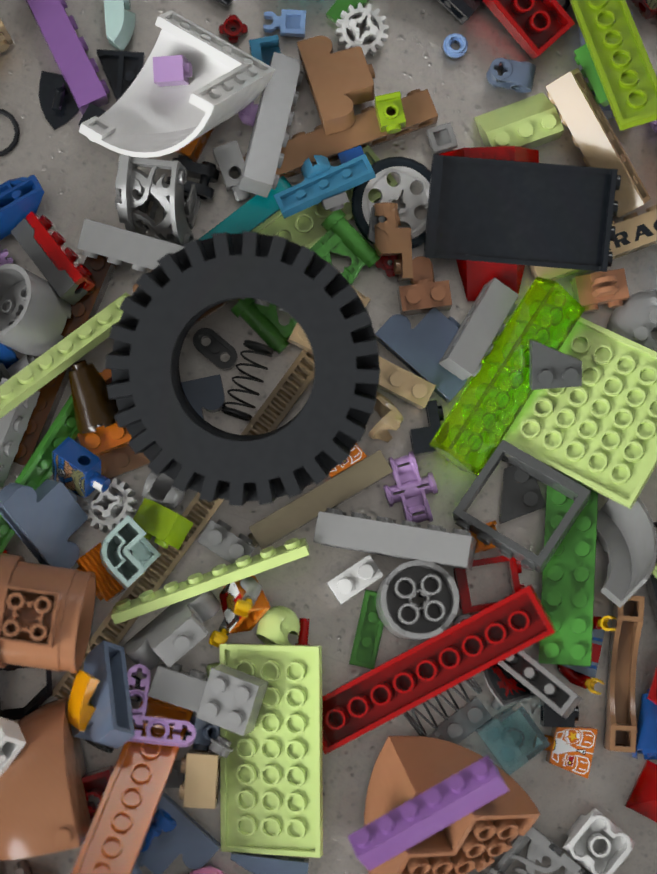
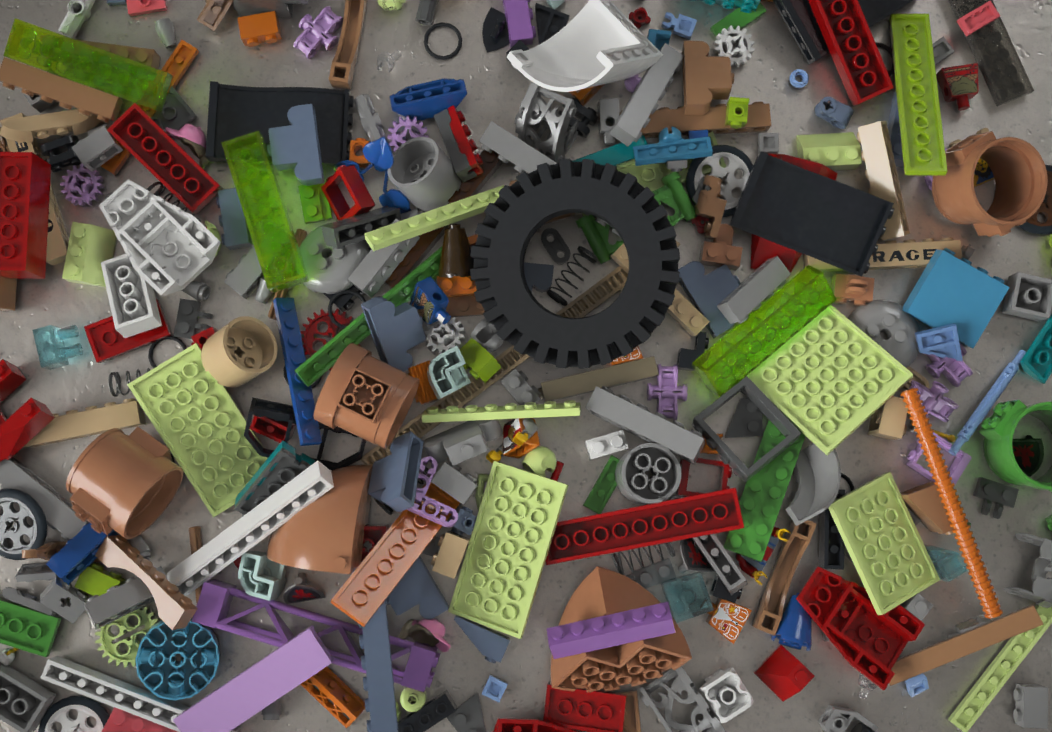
camera: 20 degrees right, 0 degrees up
(78, 707) = (378, 475): light orange slope -> none
(164, 822) = (413, 576): blue piece -> none
(171, 70) = (586, 33): lavender brick -> none
(221, 746) = (472, 535): light grey plate -> none
(232, 699) = (491, 503): light grey brick -> none
(390, 419) = (668, 335): tan hair -> none
(552, 368) = (800, 334): dark grey wing -> none
(589, 71) = (894, 125): bright green piece -> none

